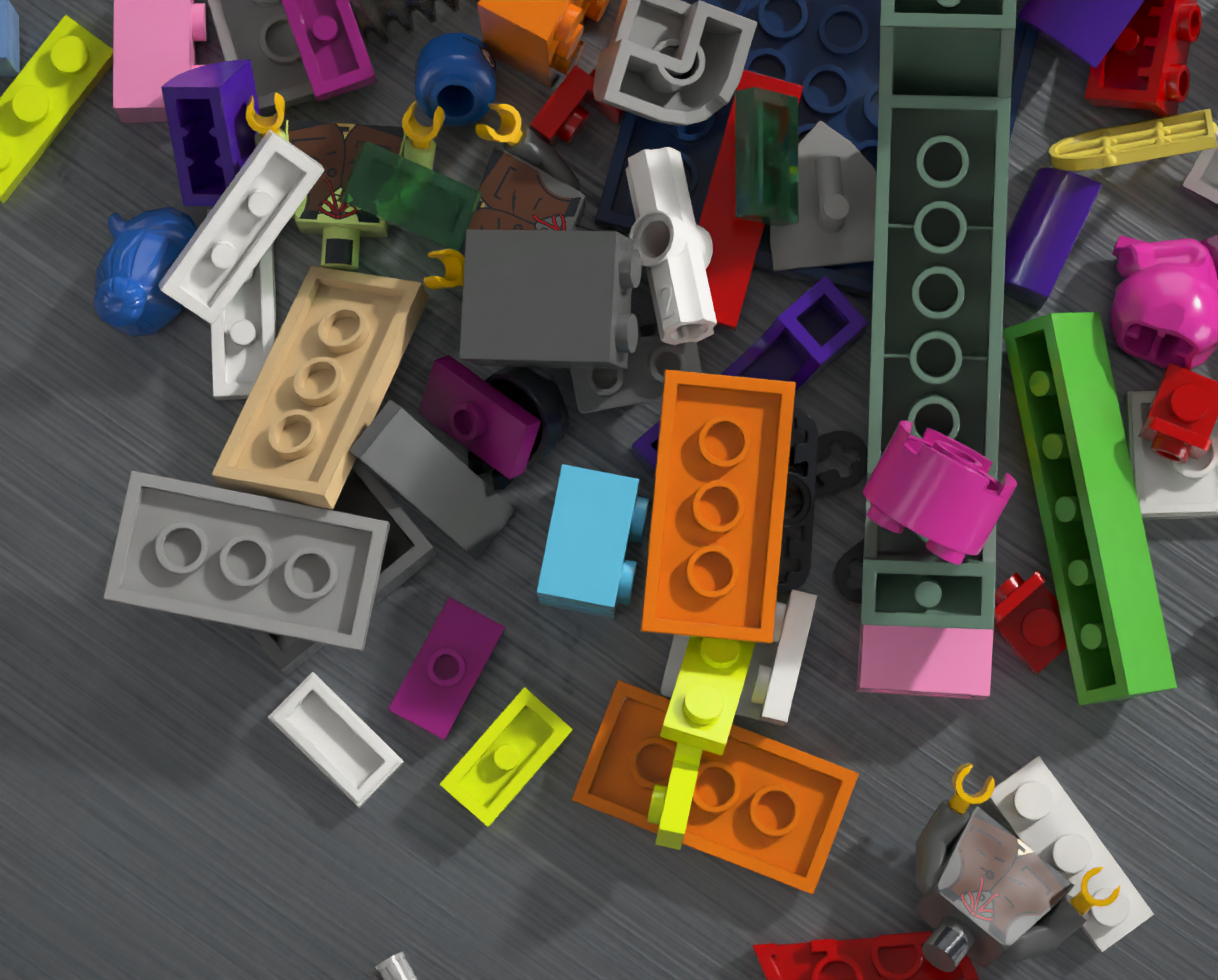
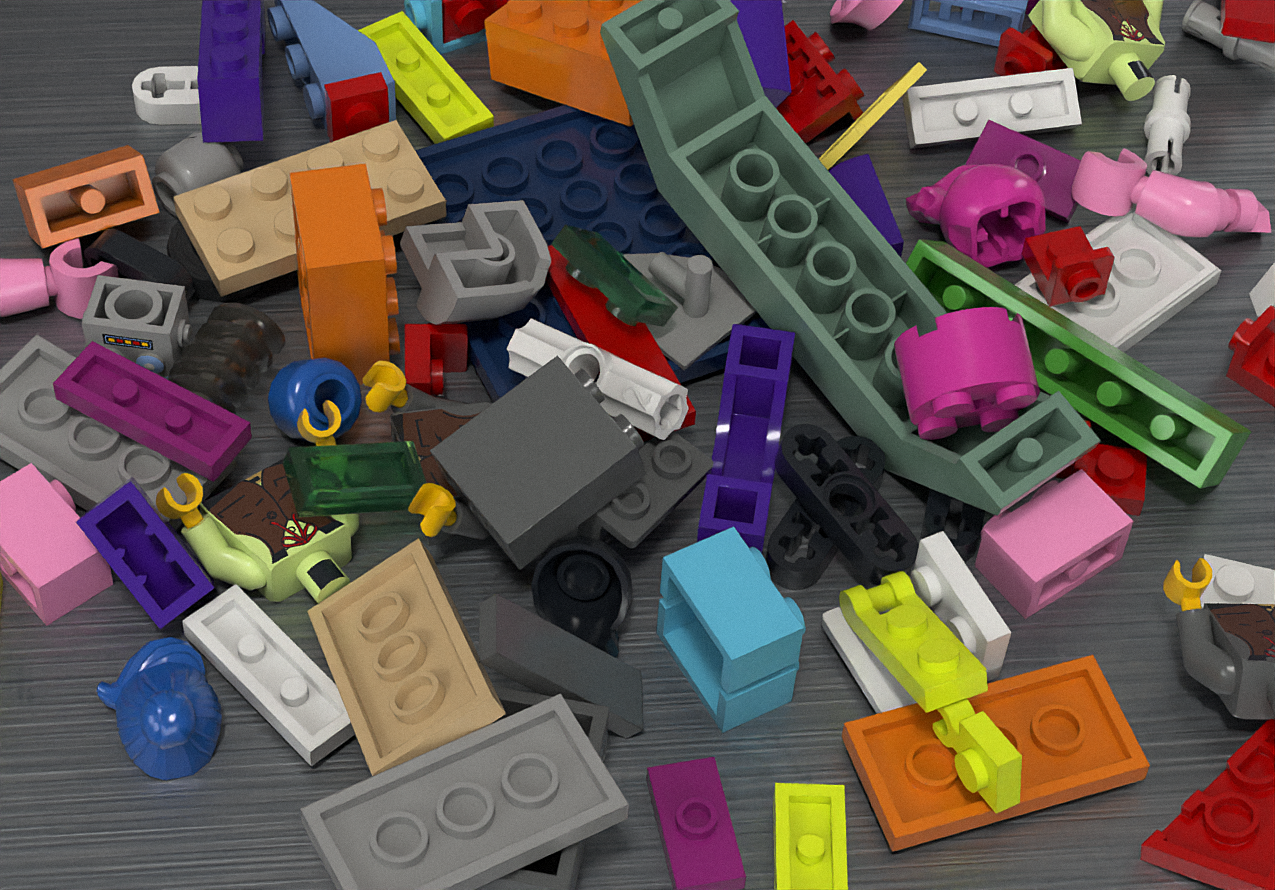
camera: 45 degrees left, 30 degrees down
(241, 227) = (230, 593): white plate -> none
(479, 416) = (574, 600): magenta plate -> none
(718, 506) = (812, 514): orange plate -> none

